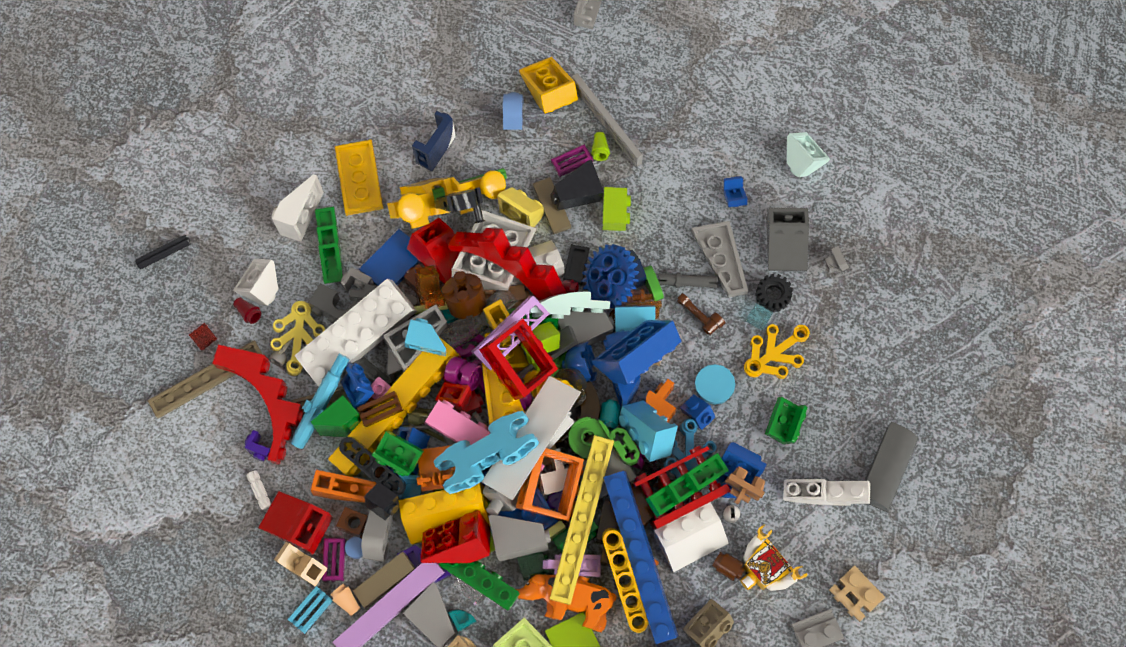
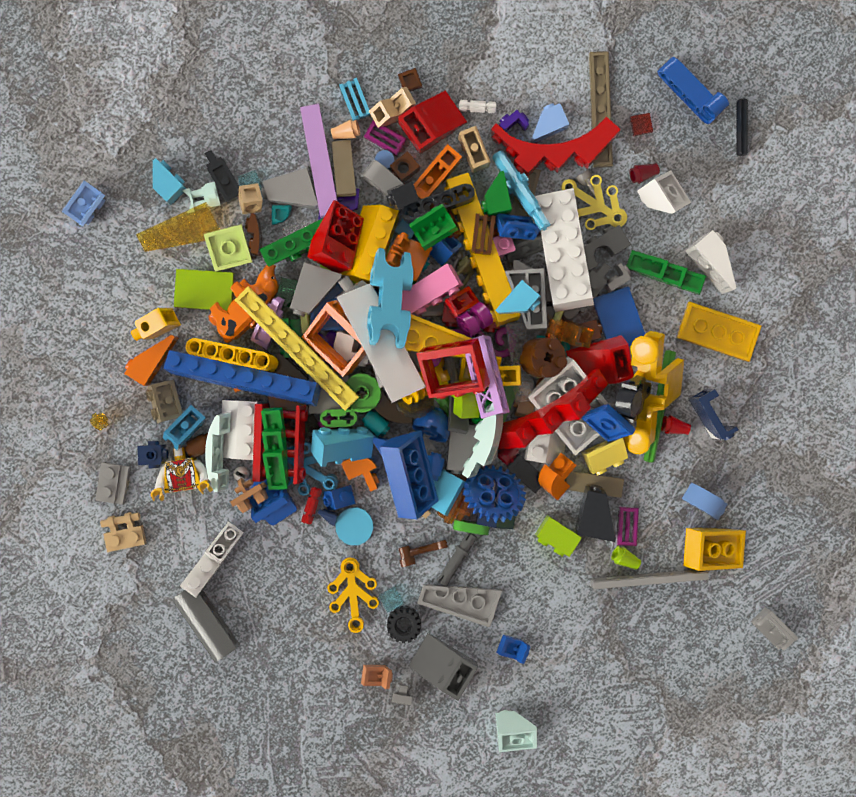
camera: 115 degrees right, 20 degrees up
(151, 307) = (692, 91): none -> blue beam
(242, 415) = (550, 122): none -> light blue slope
(265, 567) = (410, 80): none -> reddish brown tile
(303, 466) = (474, 149): none -> tan brick
(462, 167) = (675, 426): none -> red cone
(489, 634) = (253, 228): none -> reddish brown slope
(491, 208) = (608, 423): none -> blue tile
(565, 237) = (553, 477): none -> orange brick
(719, 410) = (329, 516): none -> dark blue slope
(720, 432) = (311, 505): none -> red axle
(720, 586) = (184, 427): none -> dark azure brick
(745, 532) = (214, 452): none -> light aqua slope
(764, 612) = (152, 454): none -> dark blue brick
(786, 421) = (288, 564): green bracket -> none
(833, 289) = (376, 676): none -> nougat bracket

